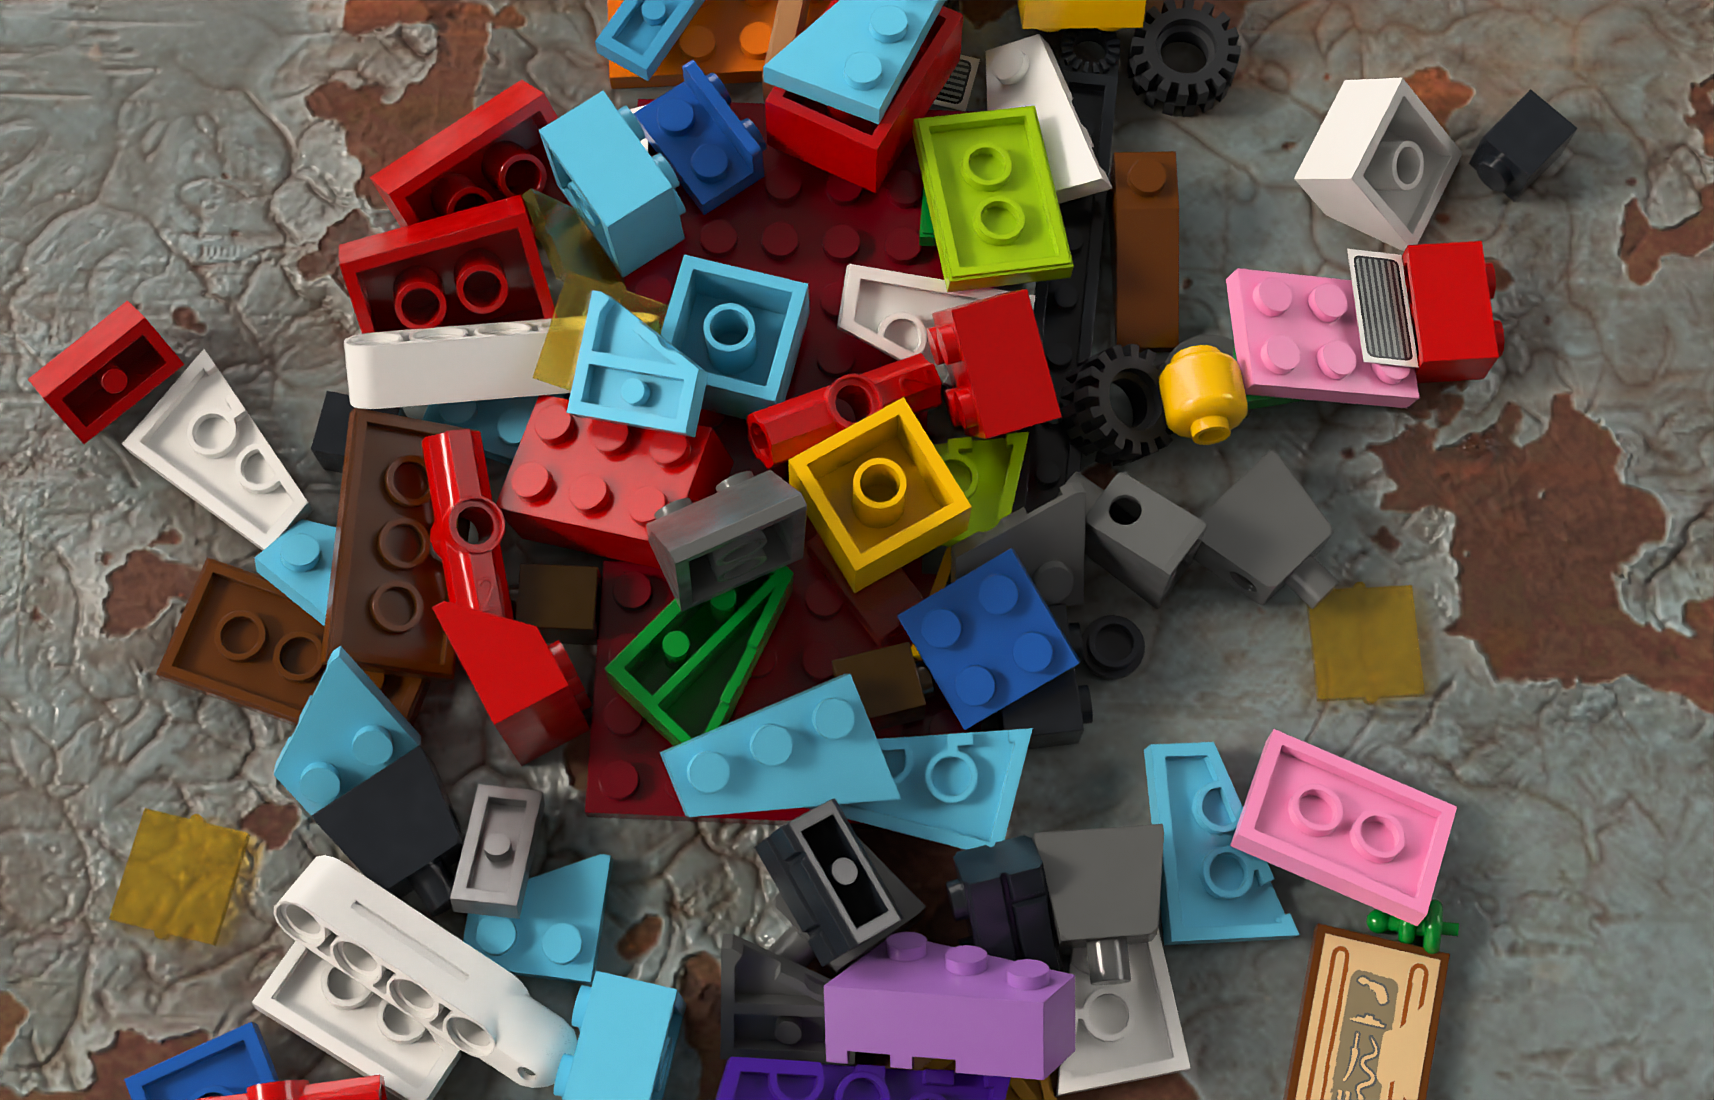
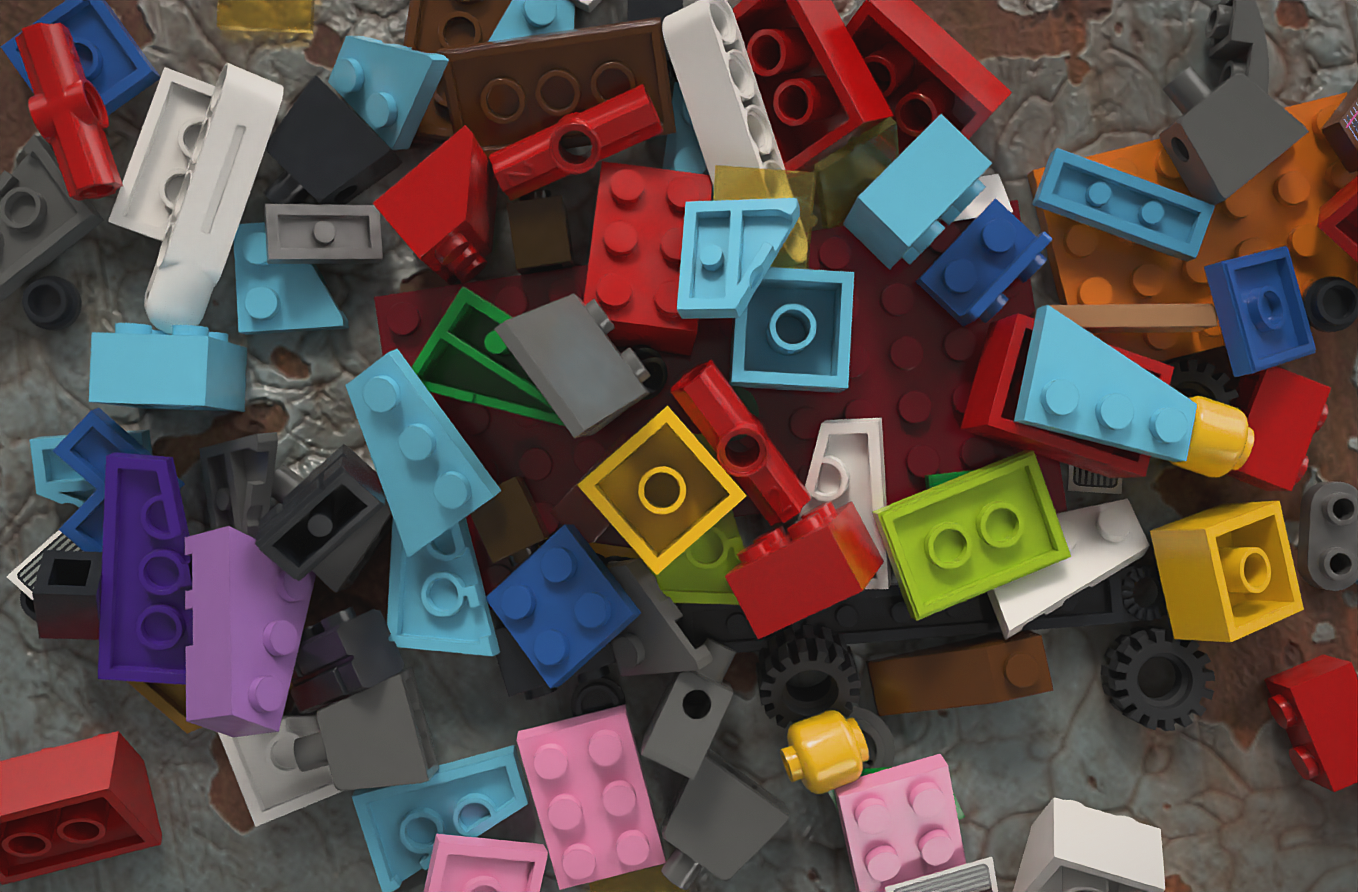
camera: 75 degrees right, 15 degrees up
(1217, 668) = (591, 796): none -> bright pink plate

